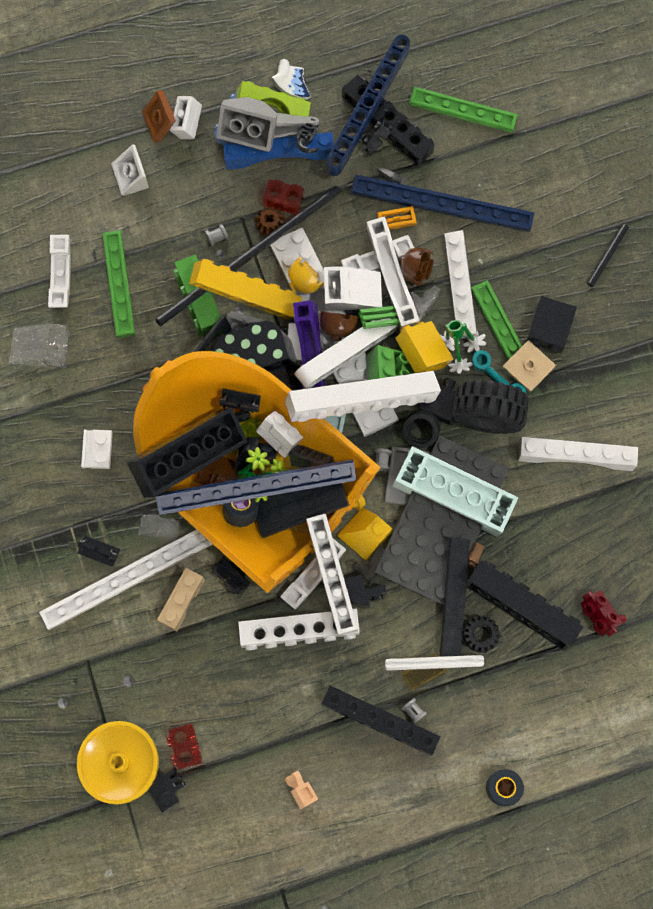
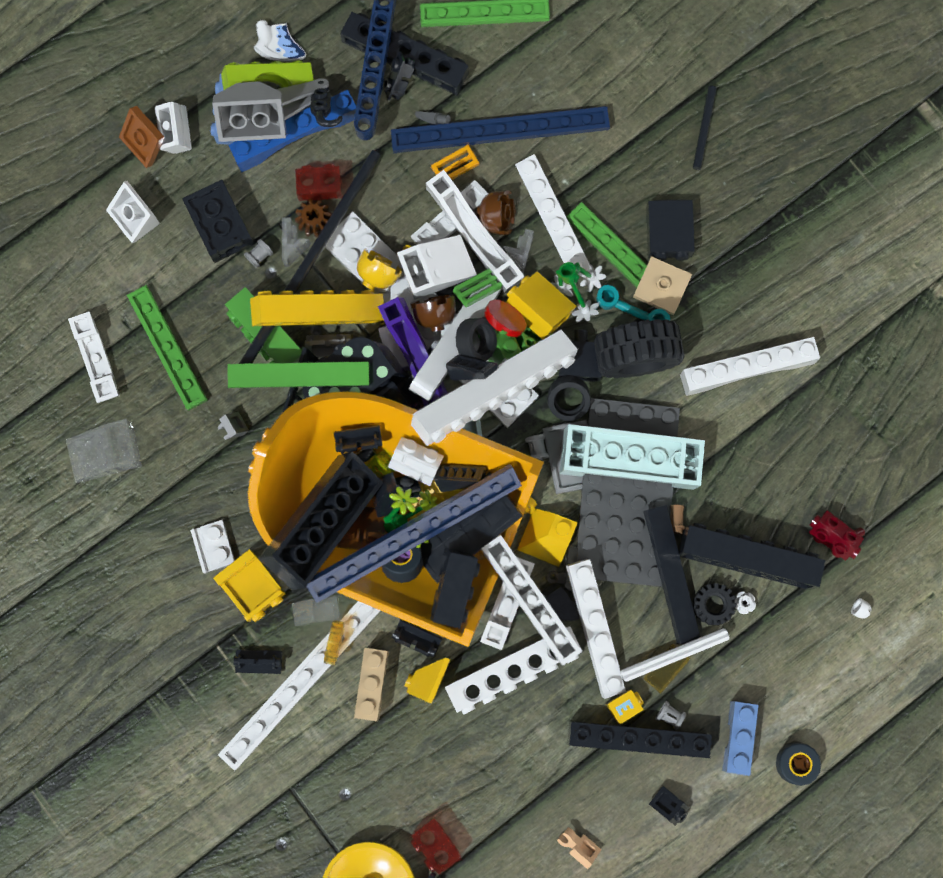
camera: 20 degrees left, 5 degrees up
(114, 489) = (250, 586): none -> yellow panel
(147, 359) = (233, 425): none -> light grey tile
(163, 555) = (334, 642): none -> clear yellow beam
(194, 199) = (218, 221): none -> black piece
(210, 333) = (298, 374): none -> bright green tile
(227, 611) = (427, 680): none -> yellow slope
(244, 237) = (291, 247): none -> clear slope
(273, 542) = (454, 588): none -> black wedge
(348, 374) = (470, 368): none -> black slope
(351, 353) = (487, 334): none -> black tyre
(377, 618) = (595, 628): none -> white plate
(379, 690) = (625, 706): none -> yellow brick
(386, 784) = (669, 806): none -> black bracket
(392, 346) = (505, 317): none -> red tile
(464, 749) = (741, 739): none -> medium blue arch
(512, 640) = (749, 598): none -> white plate
(602, 680) = (861, 609): none -> white hinge

